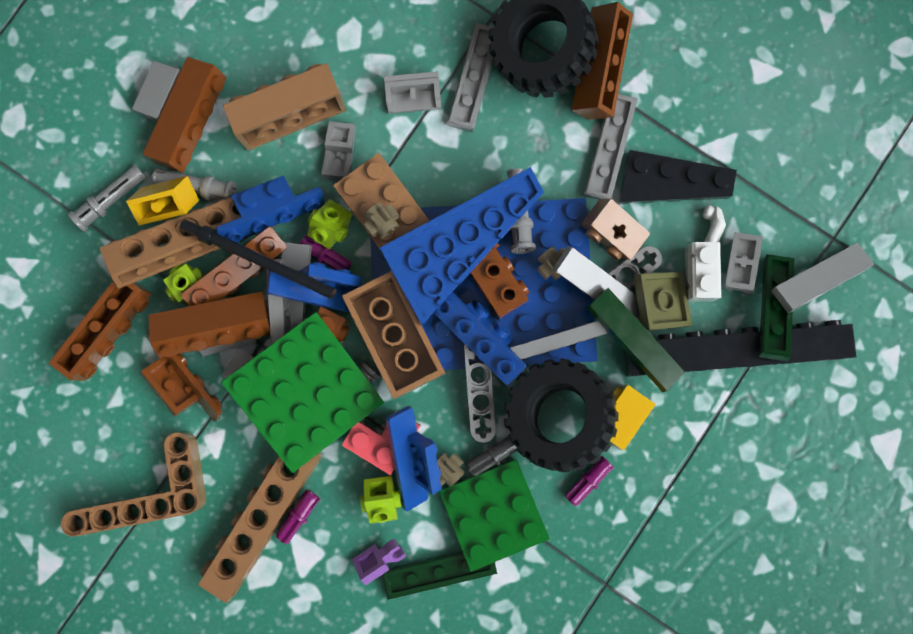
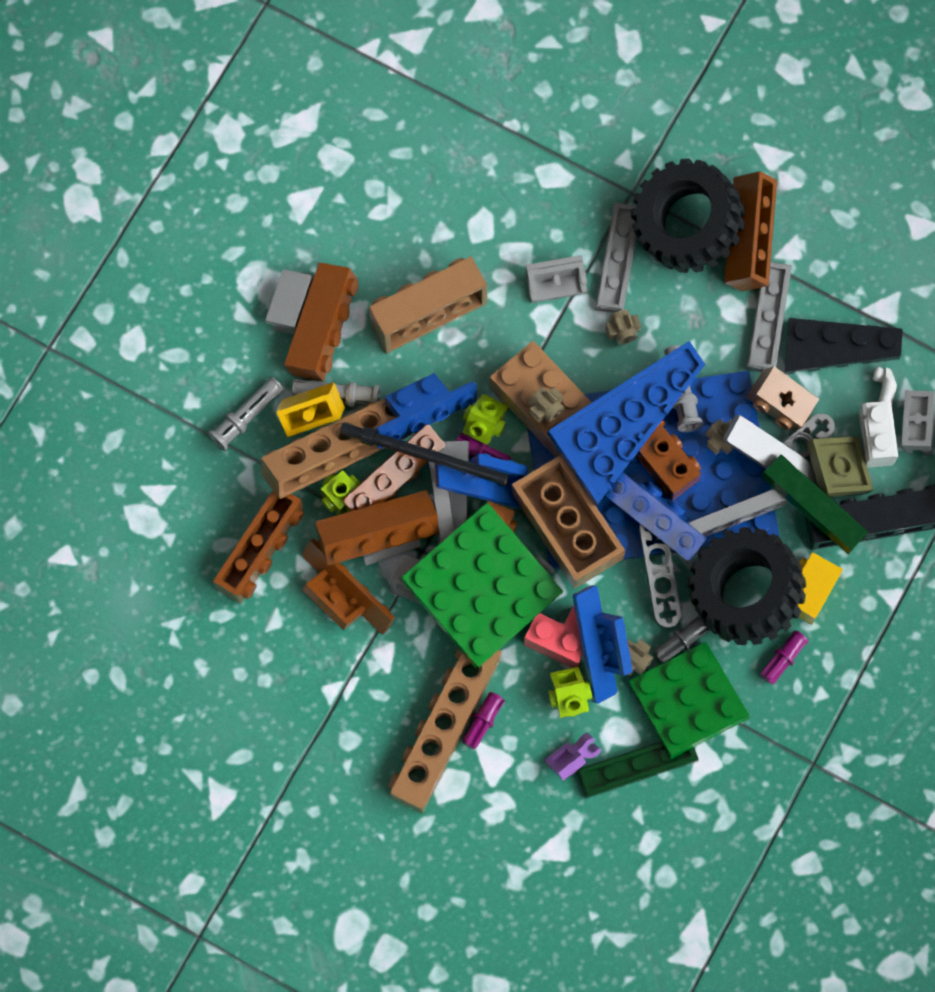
camera: 10 degrees left, 10 degrees down
(148, 505) = (322, 718): medium nougat beam -> none
(339, 150) = (484, 345): light grey slope -> none
(470, 145) = (623, 327): none -> dark tan gear

